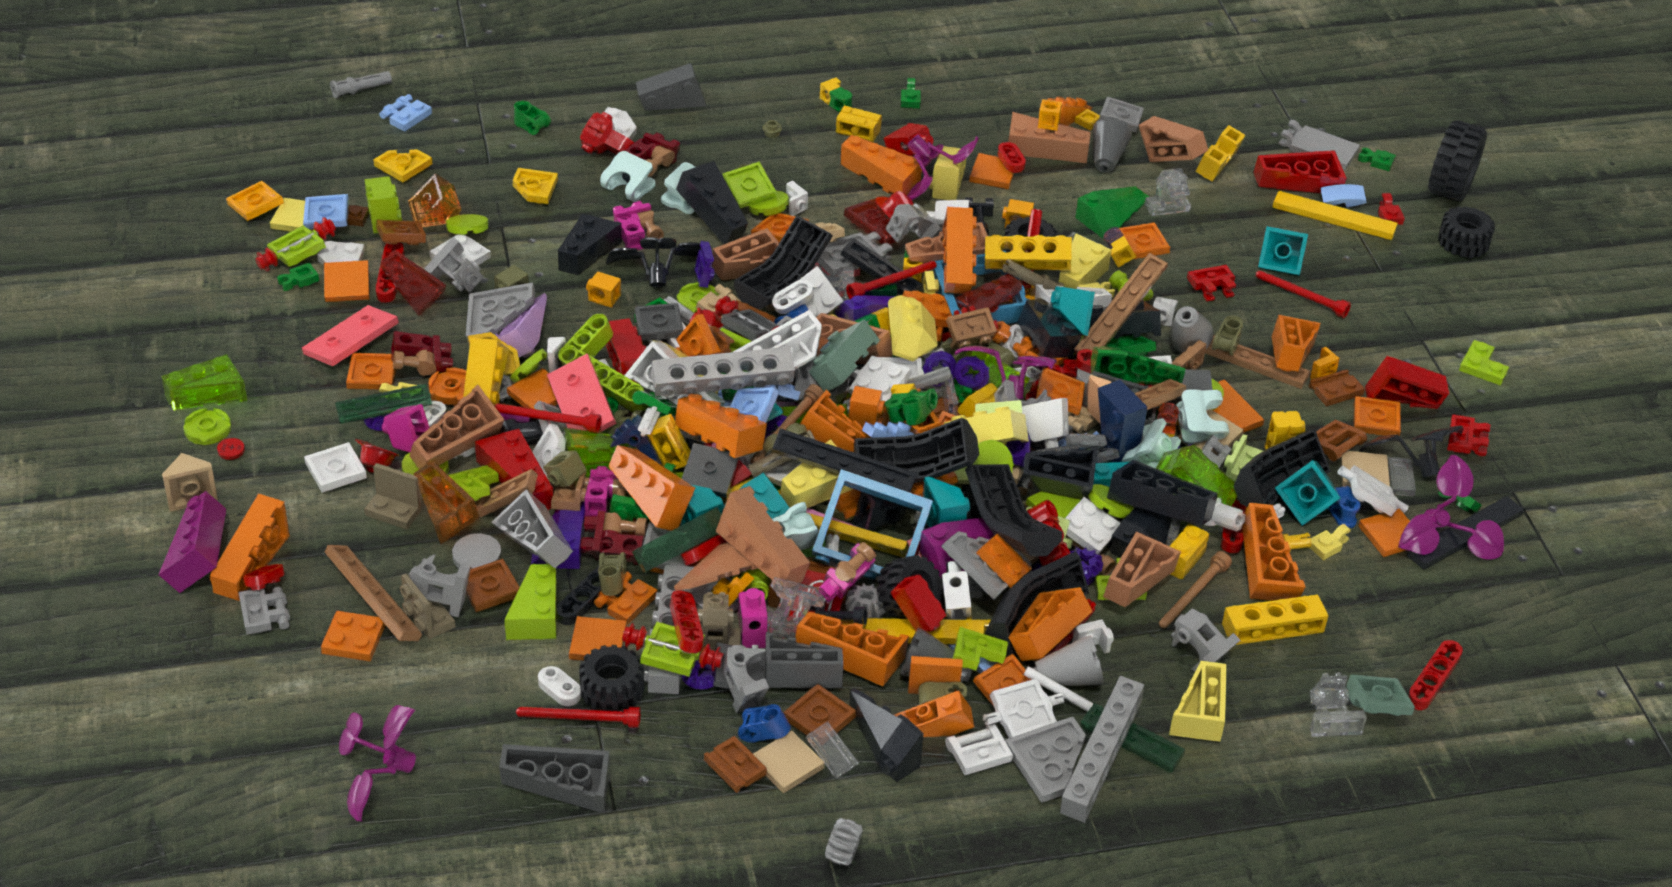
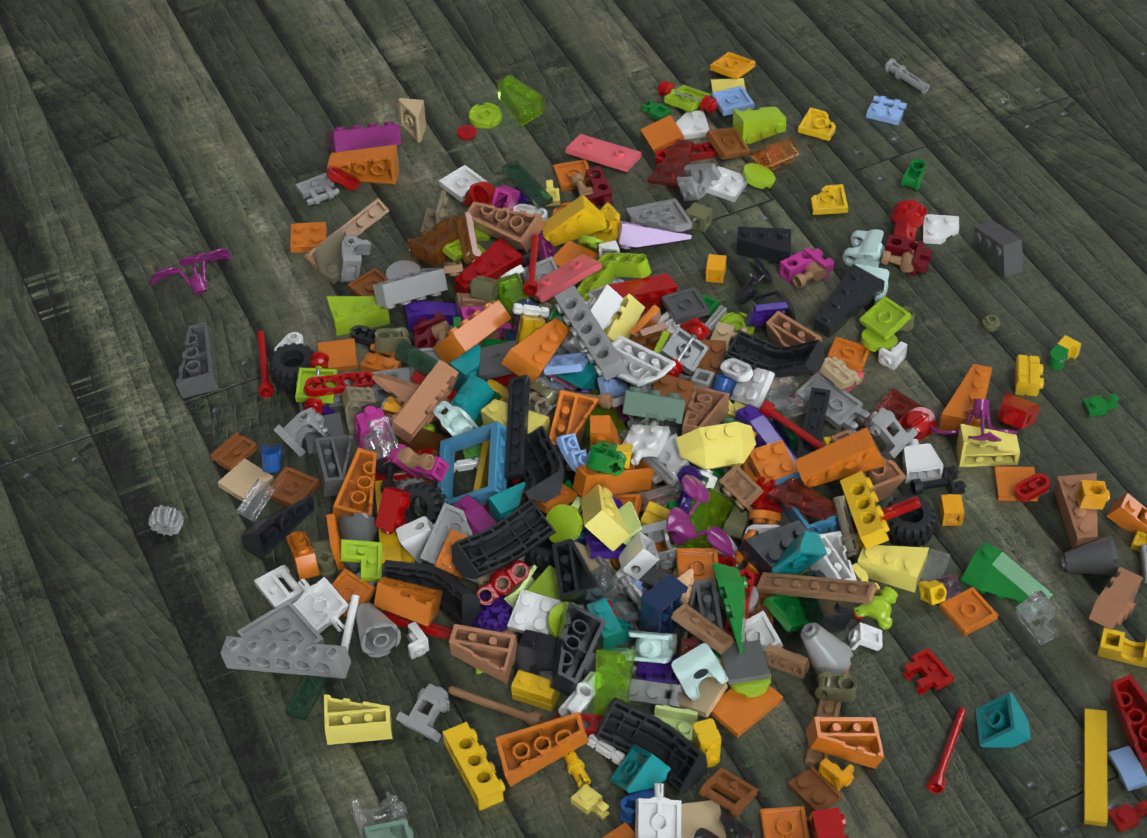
camera: 80 degrees right, 5 degrees up
(470, 464) = (467, 238): none -> dark orange plate

